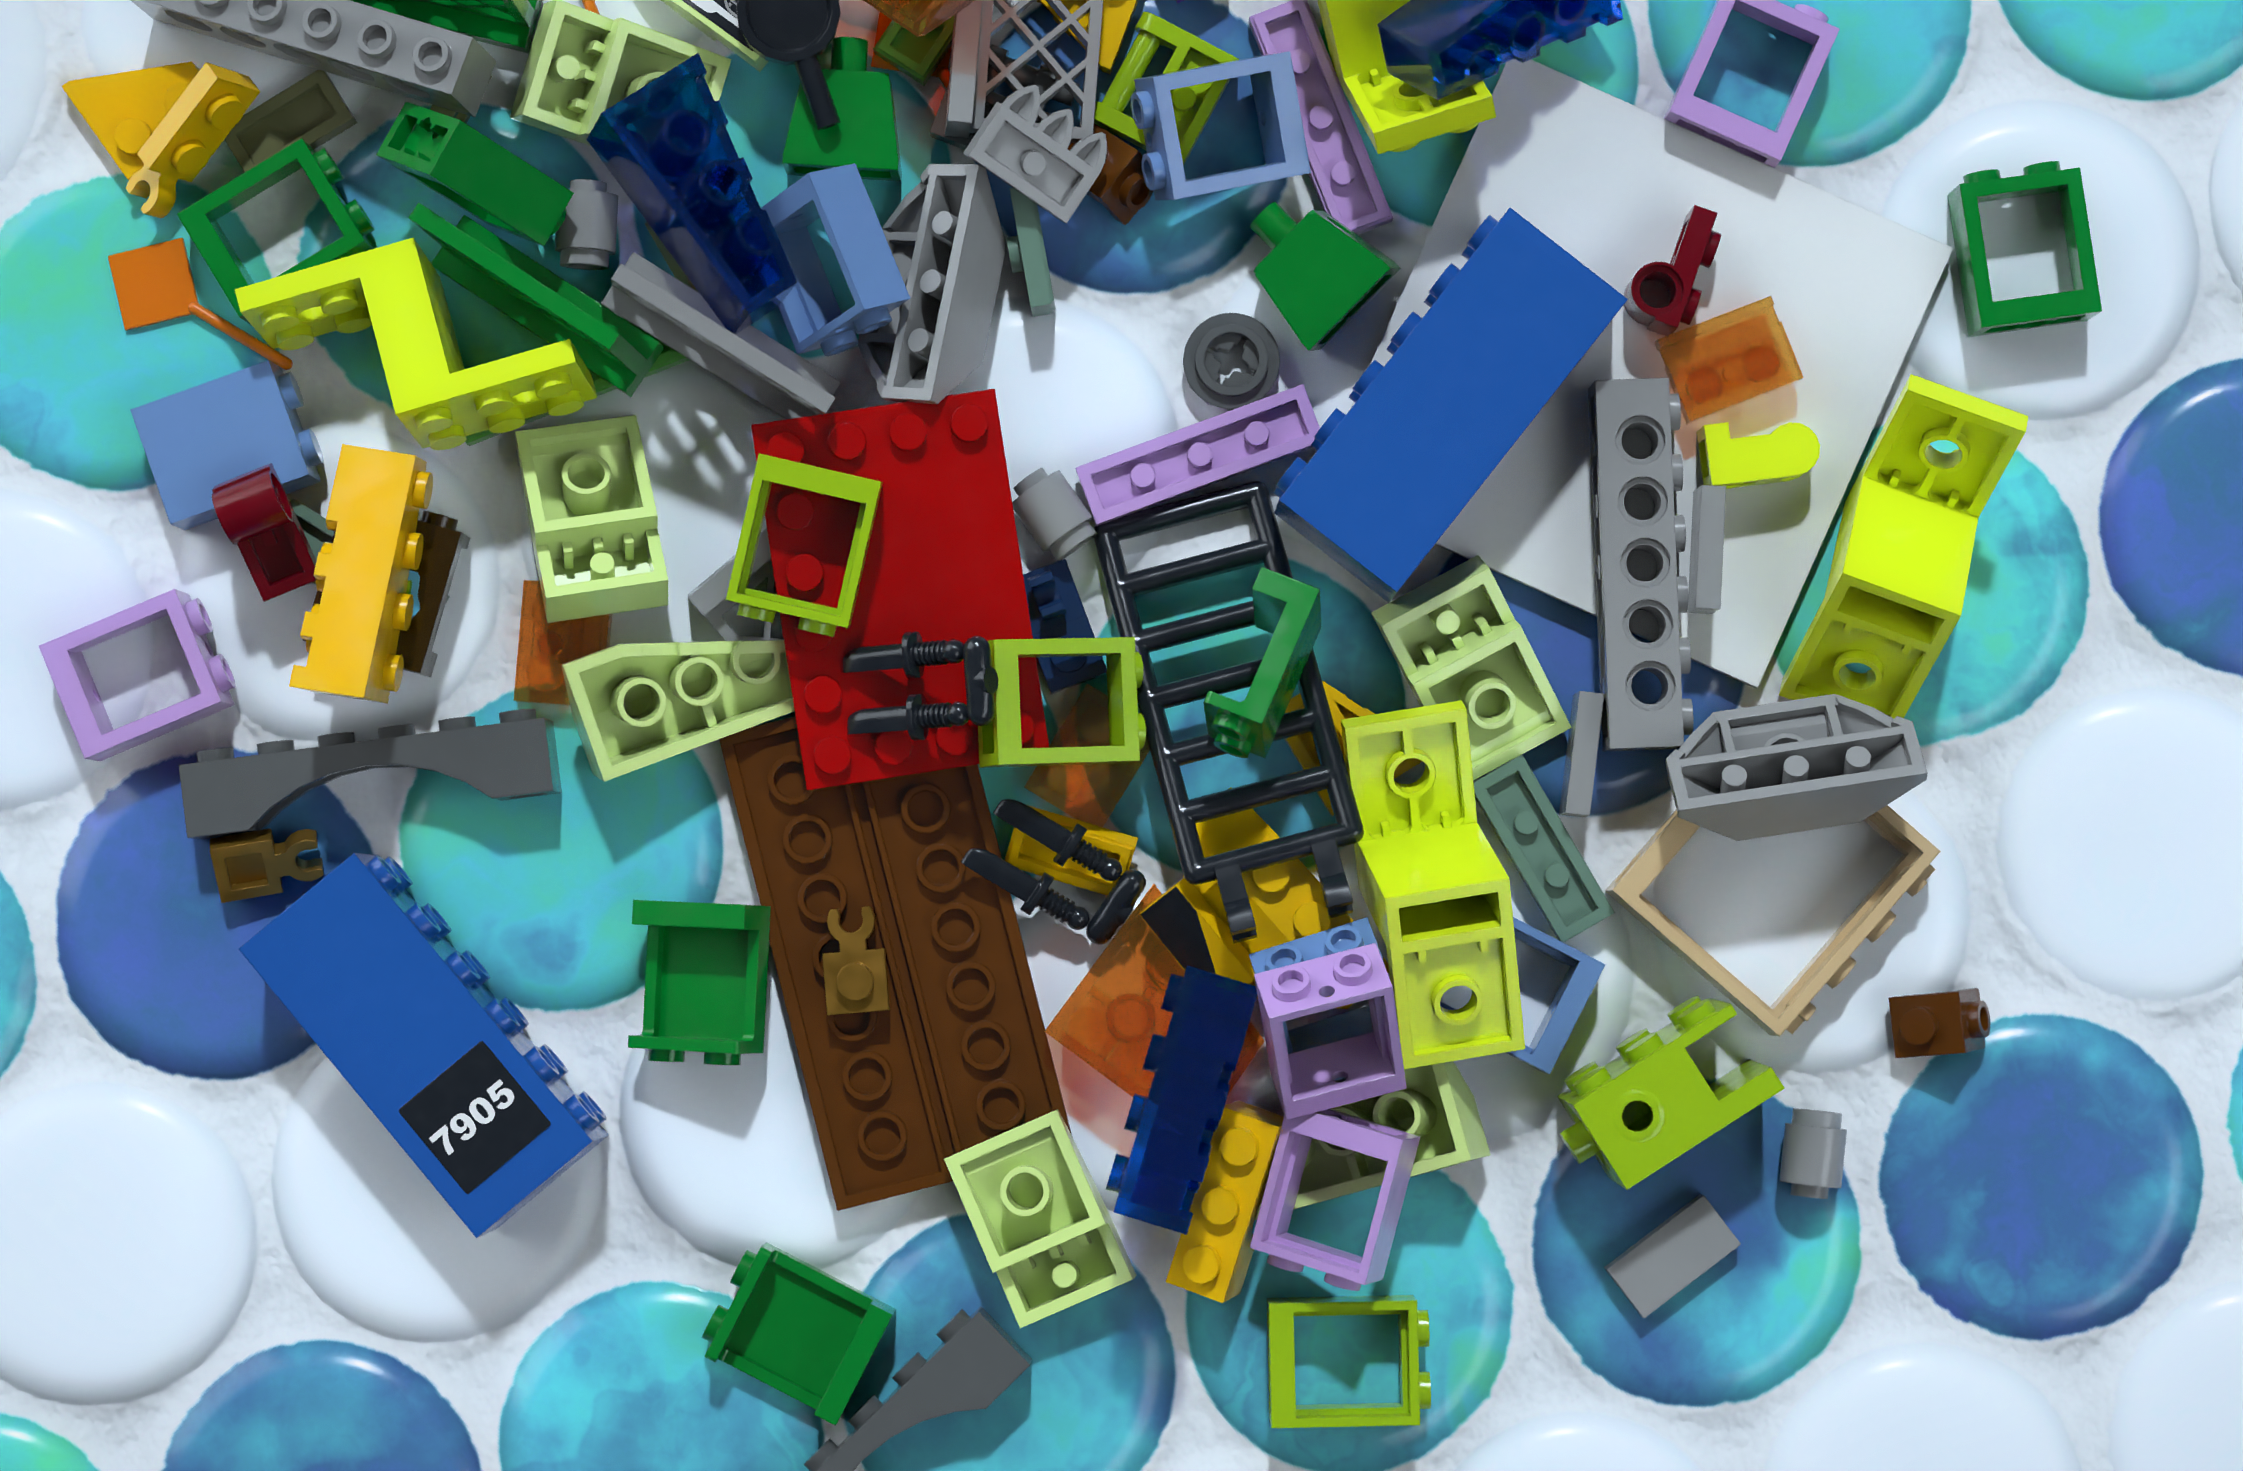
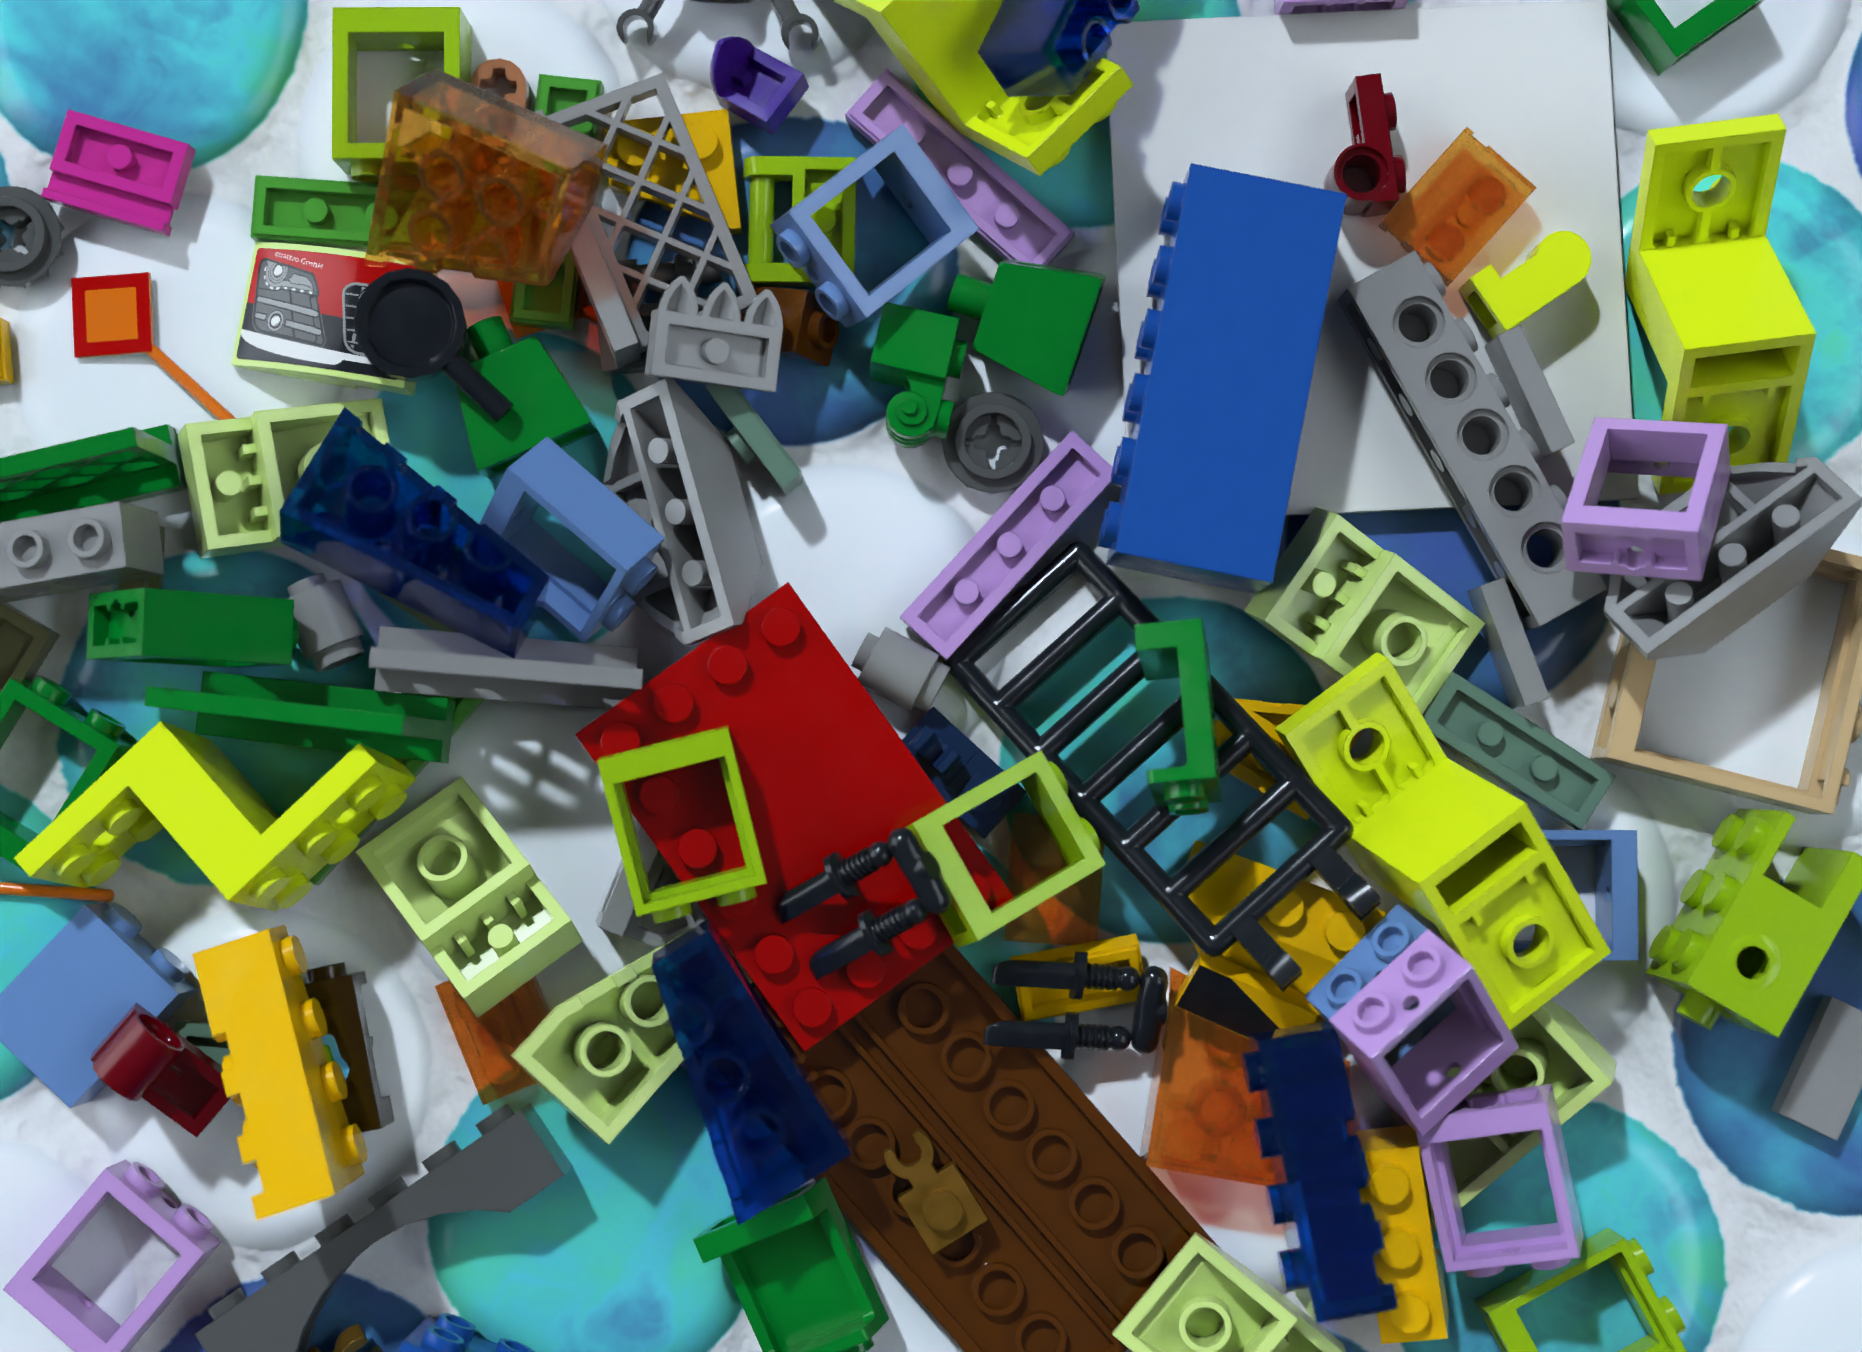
camera: 30 degrees left, 0 degrees up
(747, 790) = (752, 1090): none -> clear blue wedge
(1207, 255) = (919, 354): none -> green brick
(1750, 729) = (1671, 541): none -> lavender window

